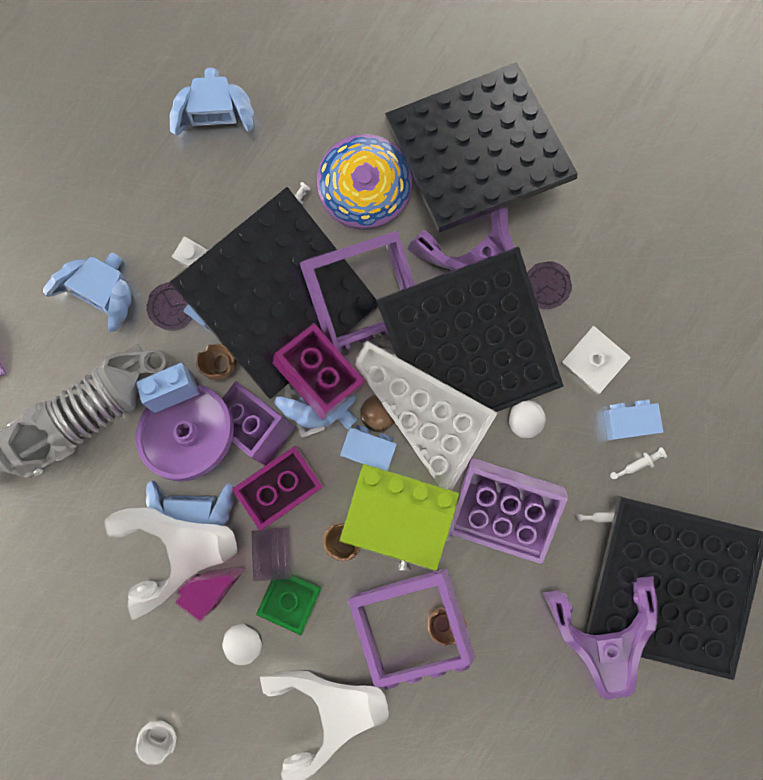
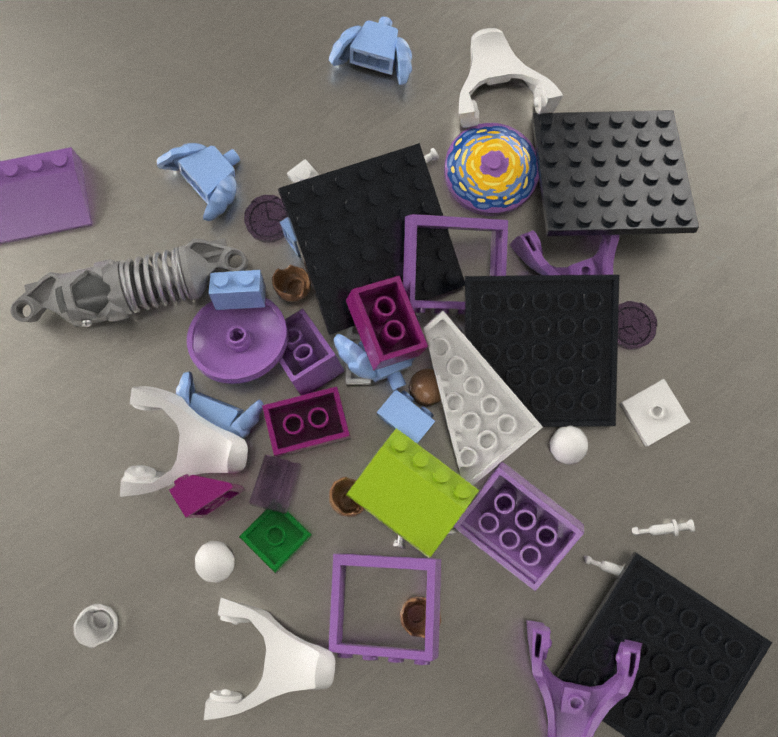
camera: 15 degrees right, 5 degrees down
(333, 76) = (496, 63): none -> white animal
(632, 421) = (671, 483): light blue brick -> none

